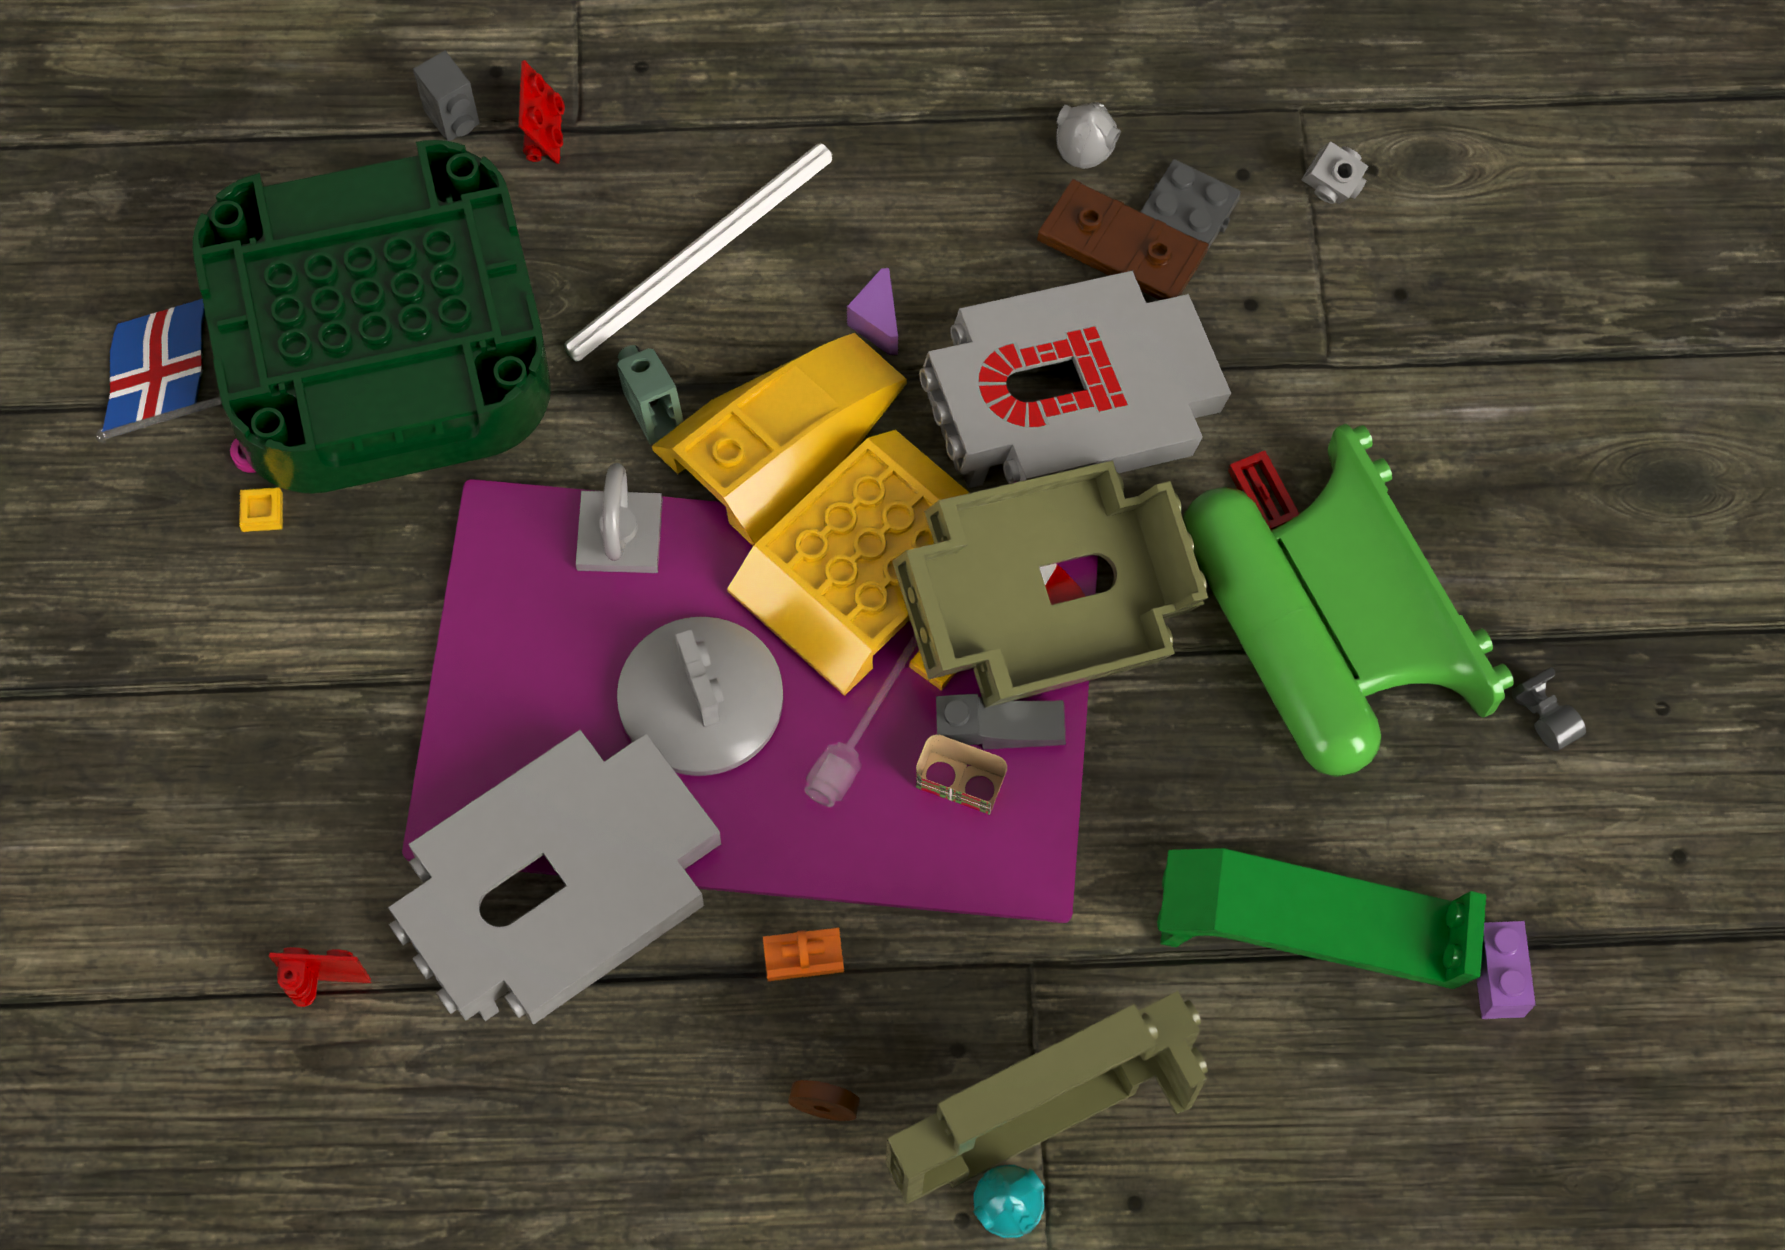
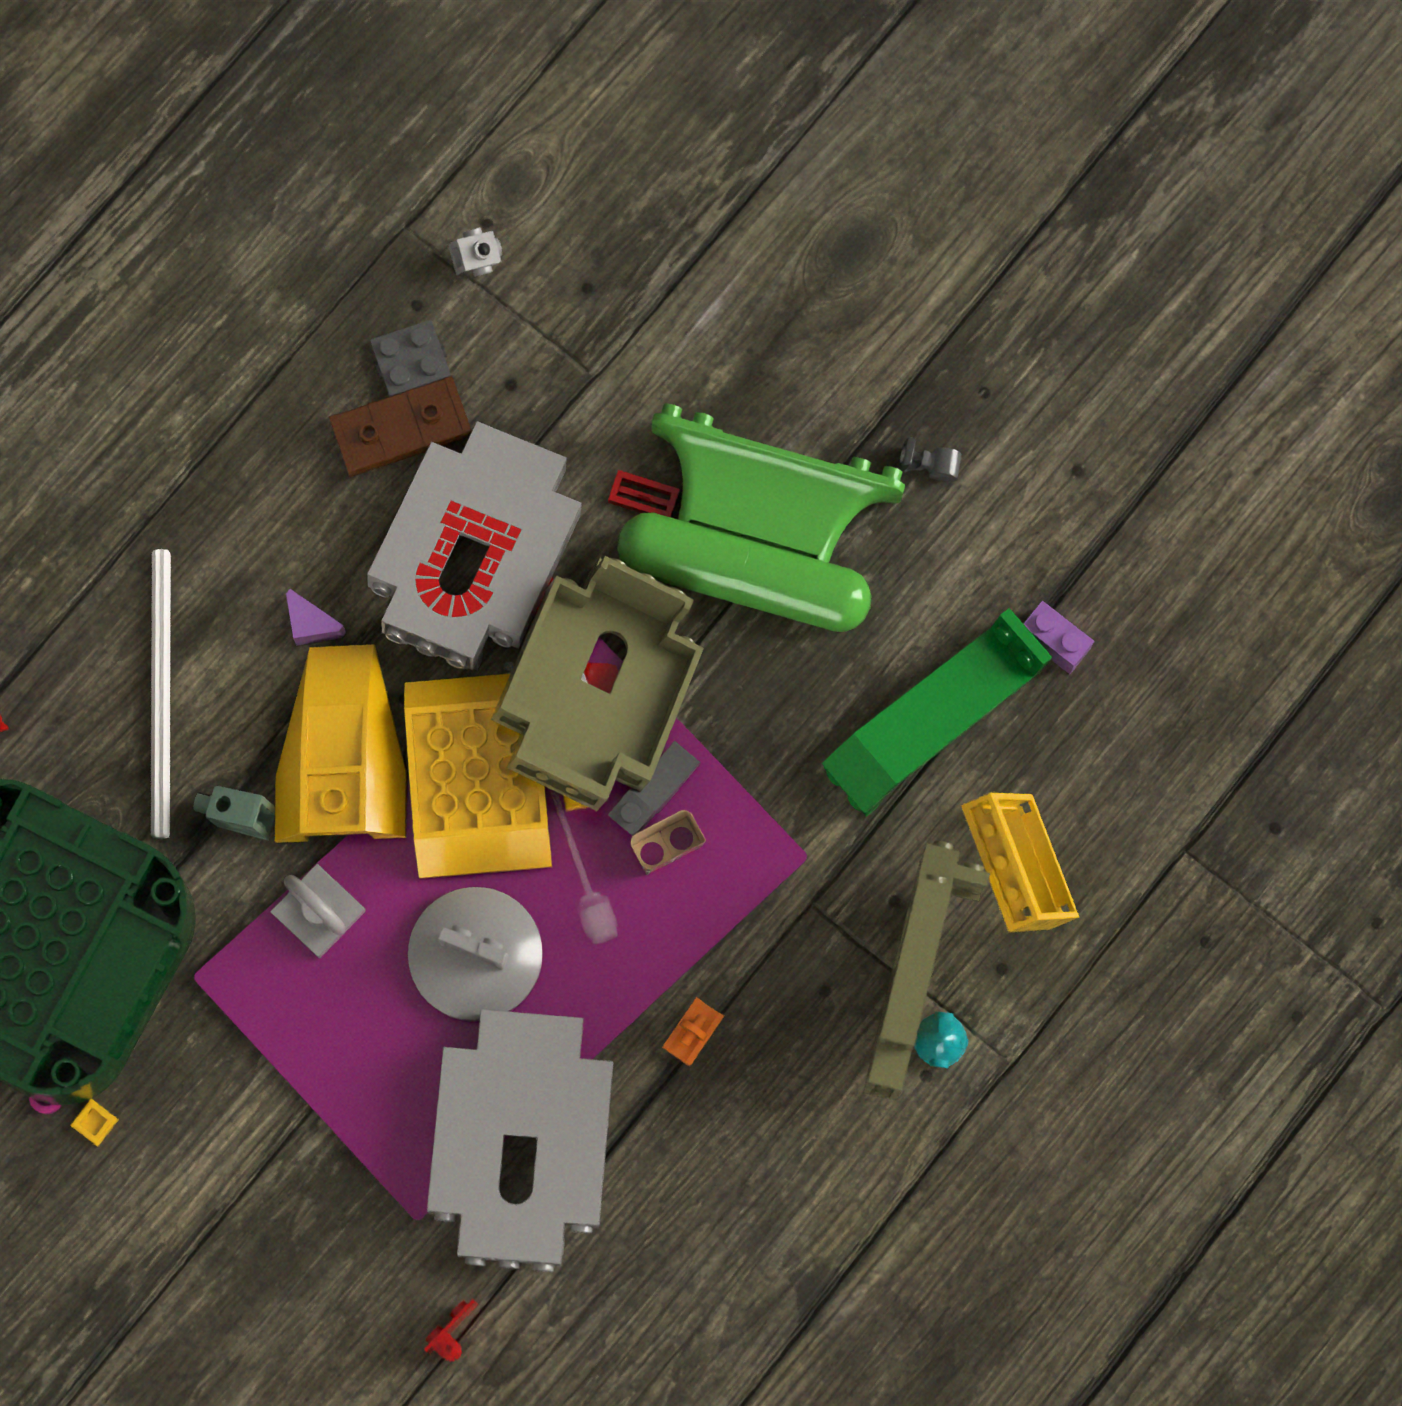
camera: 50 degrees left, 10 degrees up
(824, 1100) = (792, 1095): reddish brown piece -> none
(1086, 134) = (303, 378): light grey helmet -> none
(1223, 1100) = (1019, 861): none -> yellow window

